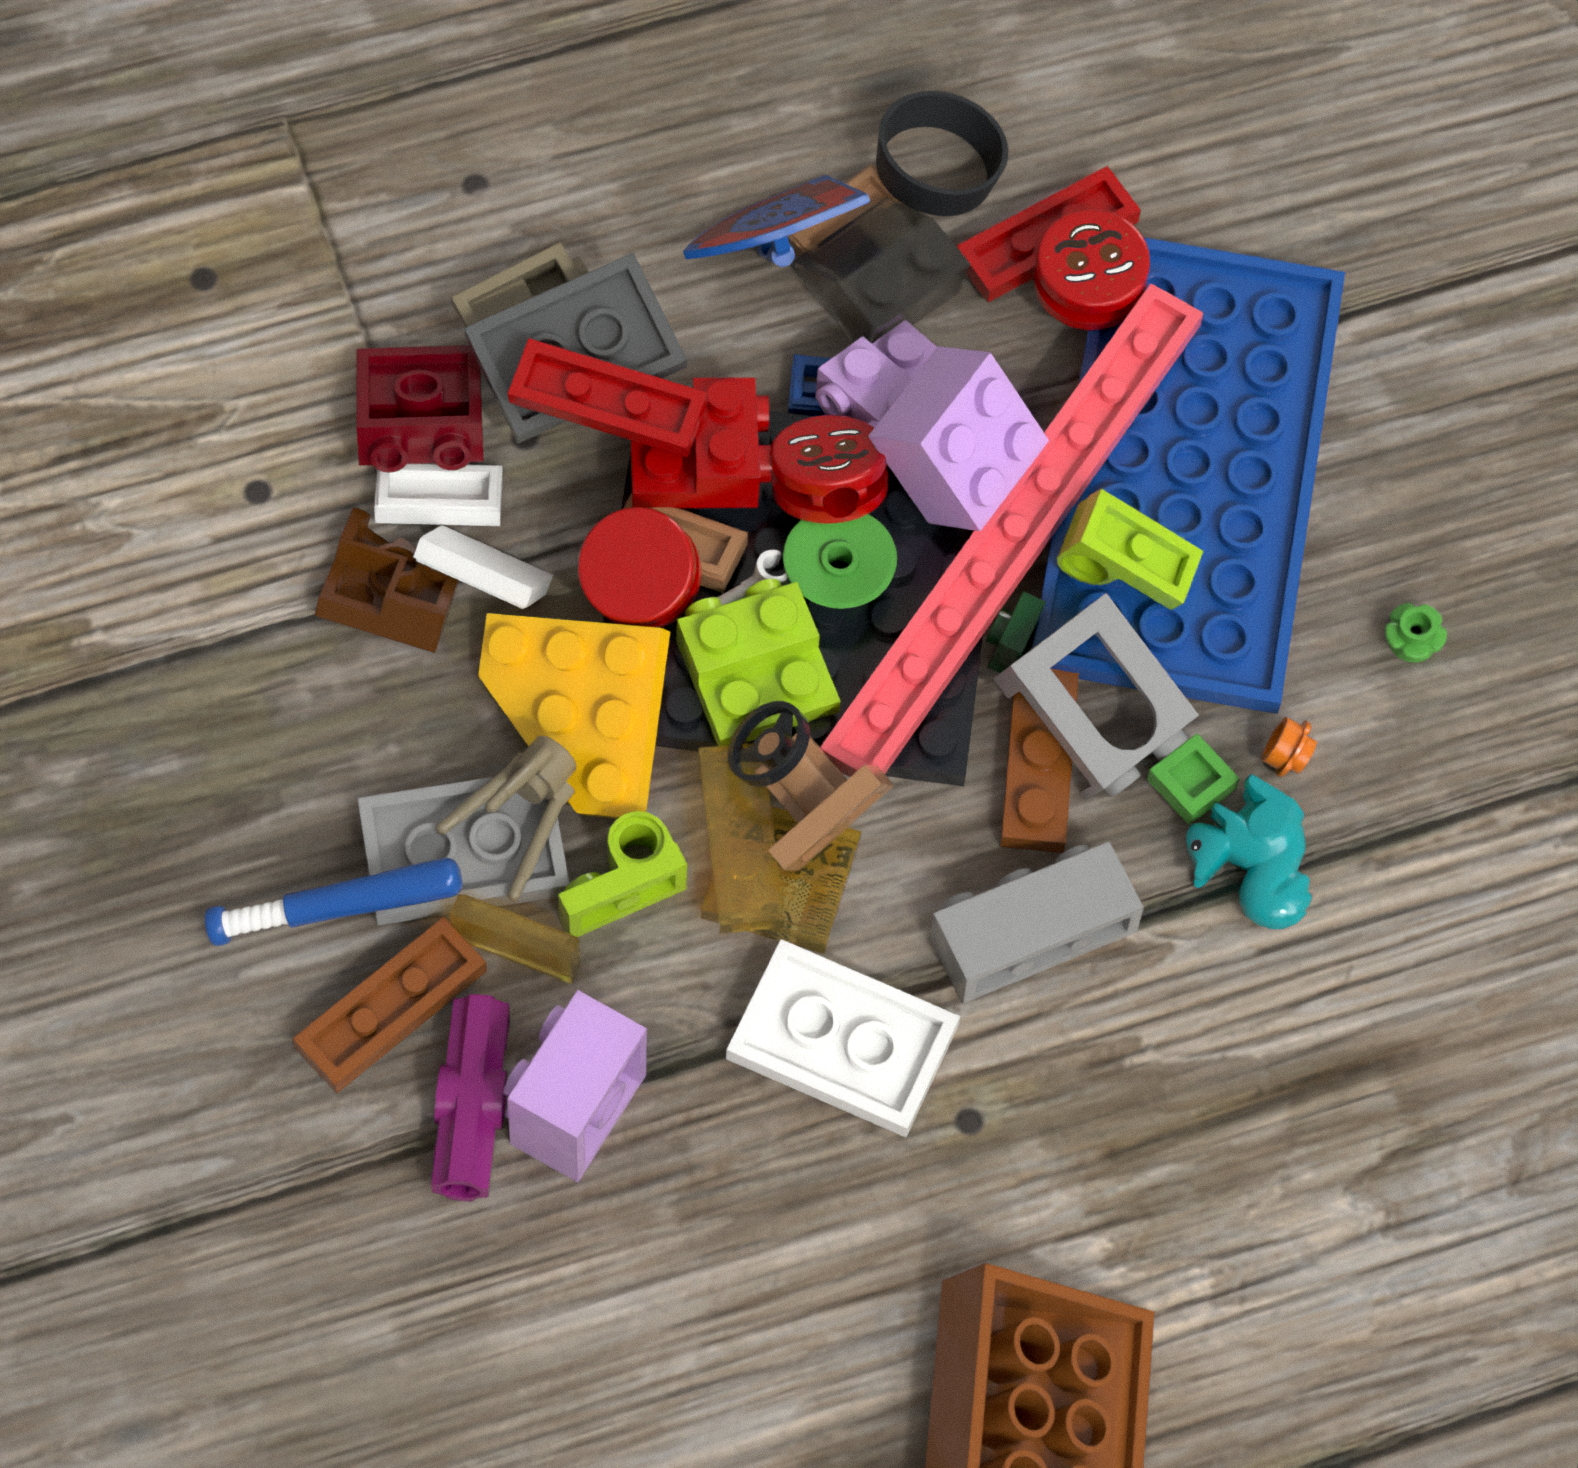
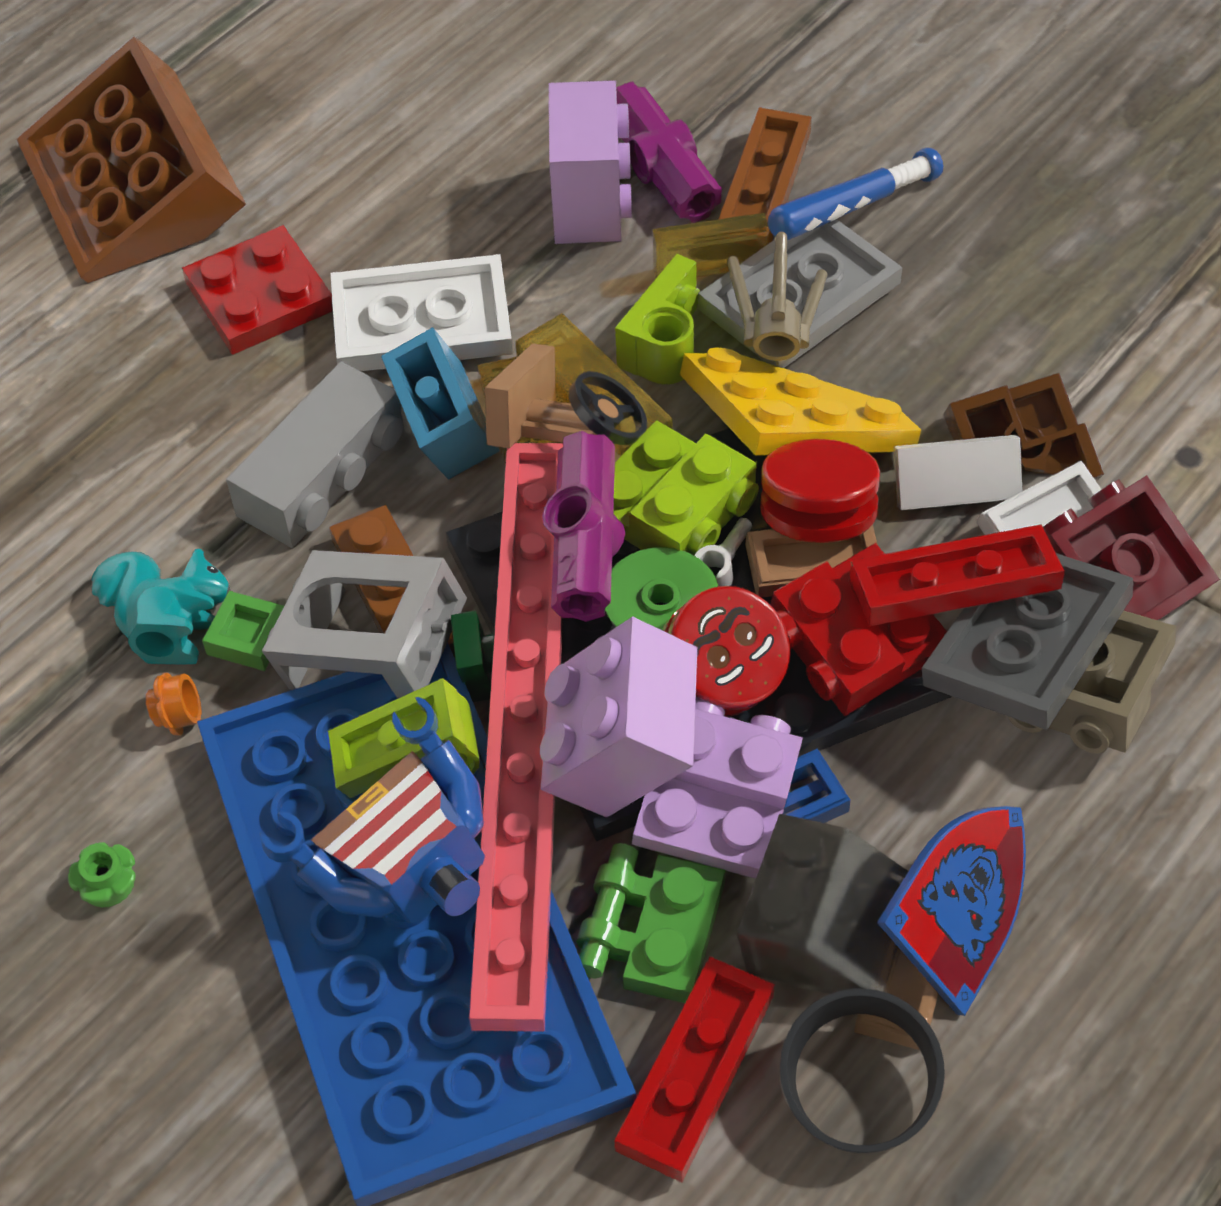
camera: 155 degrees right, 10 degrees down
(849, 660) = (583, 527): none -> magenta piece
(898, 888) = (439, 403): none -> dark azure brick
(981, 1184) = (258, 289): none -> red plate
(1017, 331) = (673, 927): none -> bright green plate
(1091, 269) = (615, 1010): red head -> none
(1187, 452) = (402, 840): none -> torso

